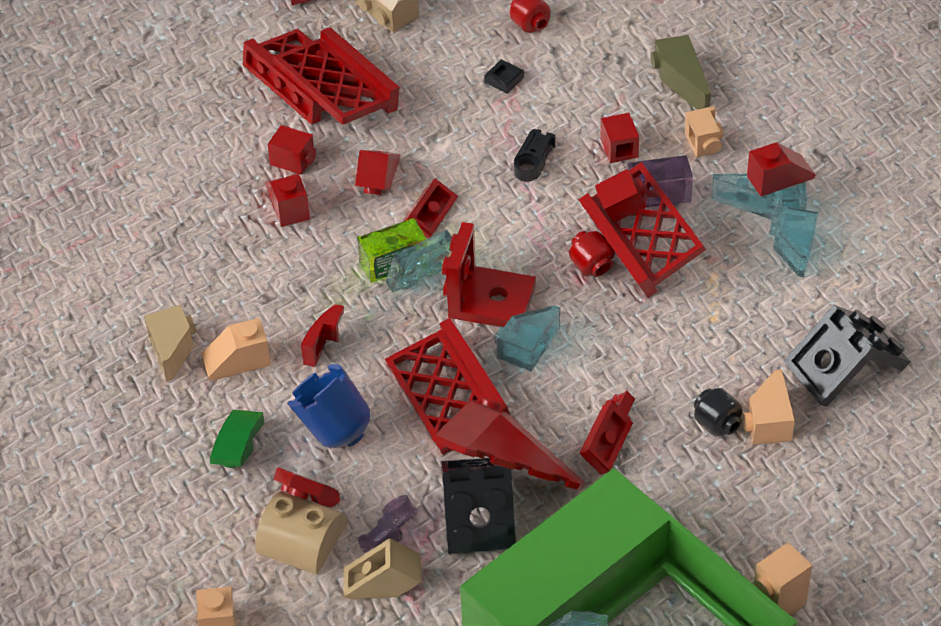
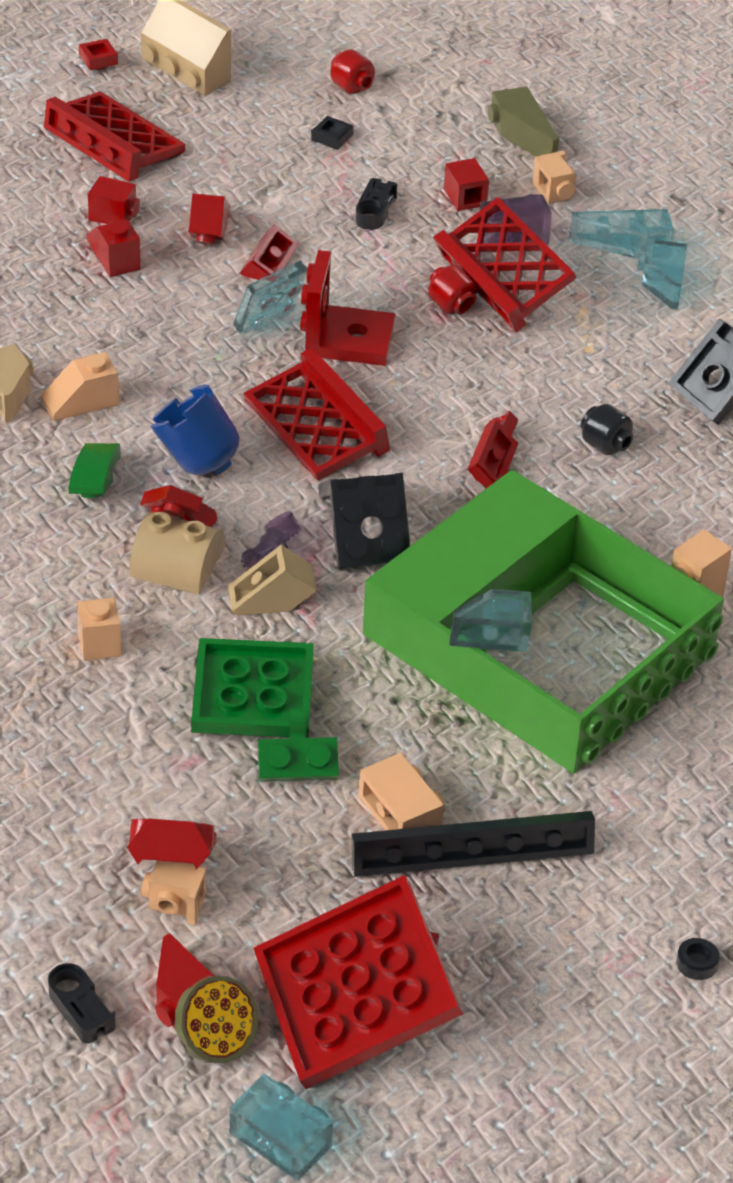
camera: 10 degrees left, 5 degrees down
(323, 329) = (173, 366): red slope -> none
(352, 68) = (161, 119): red fence -> none
(380, 246) = (224, 289): clear neon green brick -> none
(487, 431) = (376, 449): red slope -> none
(527, 336) = (395, 367): clear light blue slope -> none
(621, 195) = (481, 227): red brick -> none
(770, 412) = (662, 428): light nougat slope -> none
(777, 168) = (639, 202): red slope -> none

